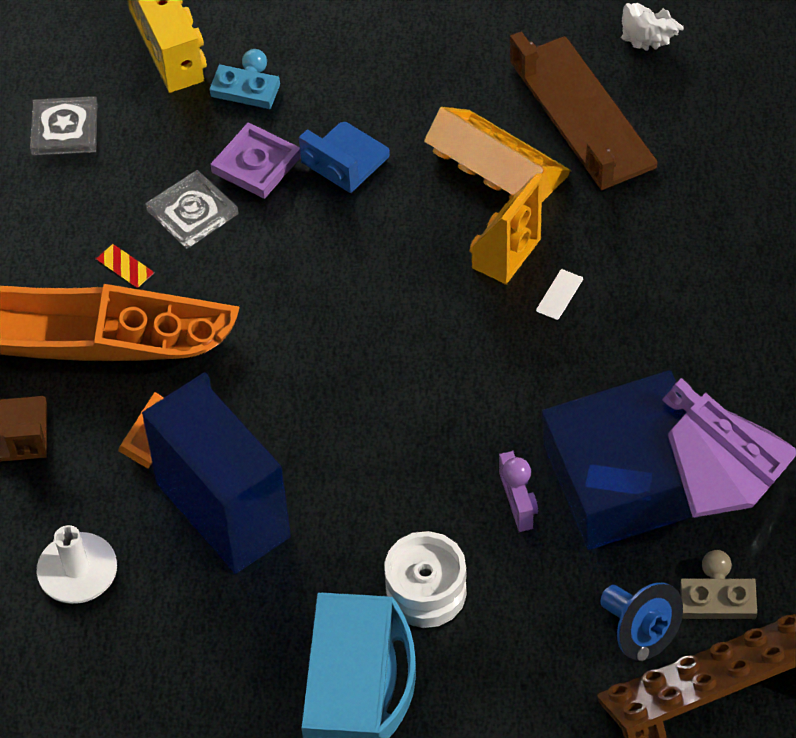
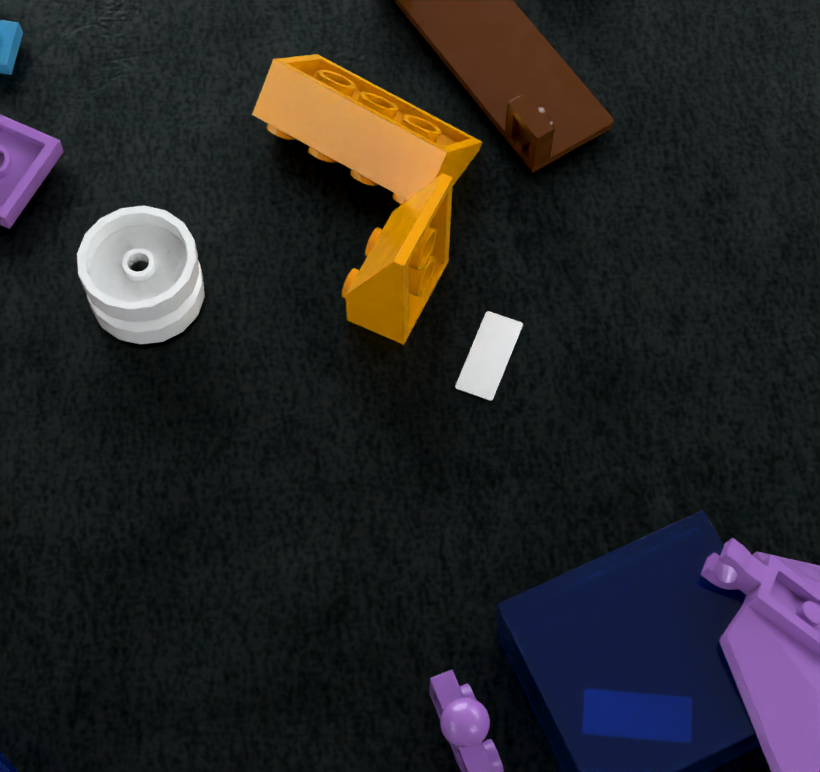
camera: 10 degrees left, 10 degrees up
(343, 155) = (128, 146): blue bracket -> none
(346, 228) = (141, 274): none -> white wheel

